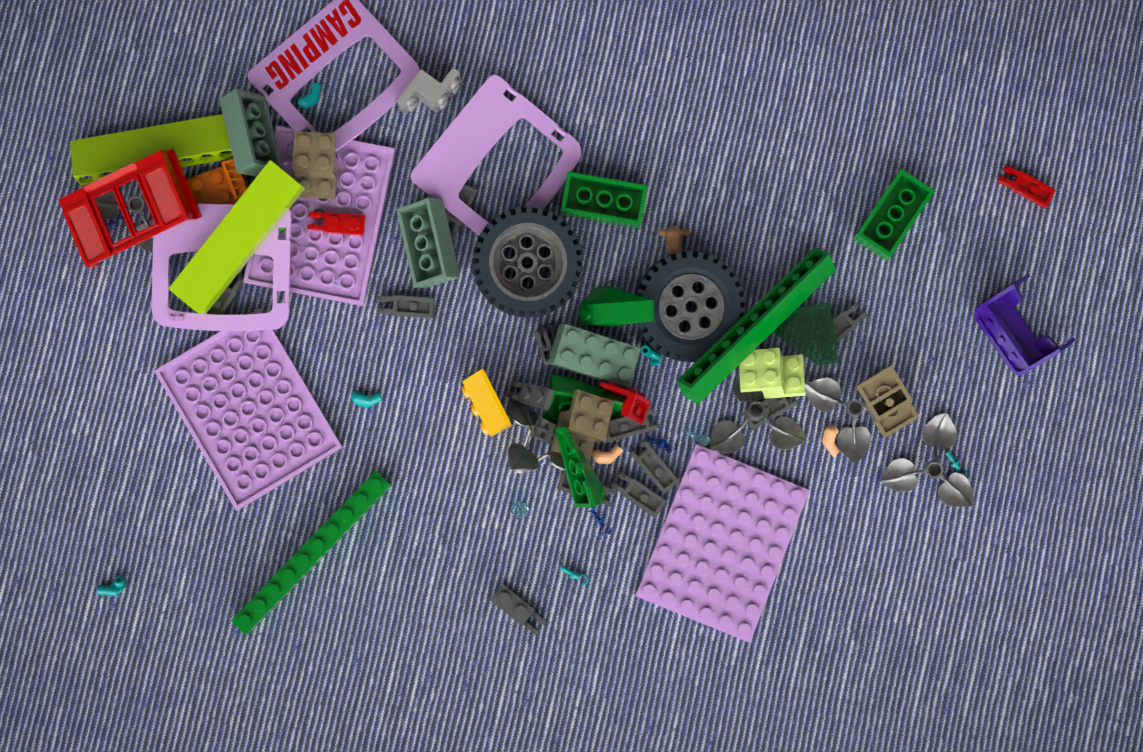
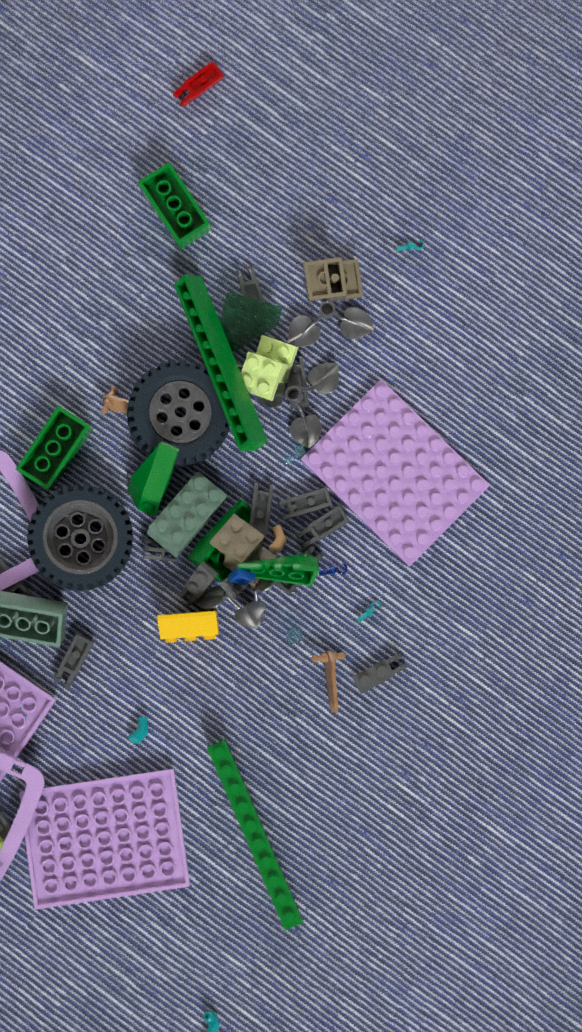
camera: 60 degrees left, 0 degrees up
(511, 554) = (329, 659): none -> medium nougat piece
(554, 434) = (241, 577): none -> blue tile
(635, 405) = (245, 496): red bracket -> none
(652, 354) = (206, 464): teal arm -> none
(662, 443) = (287, 488): clear blue hand -> none
(829, 440) = (345, 344): light nougat arm -> none
(900, 473) = (401, 295): flat silver plant -> none
(1011, 334) = (320, 151): dark purple windscreen -> none

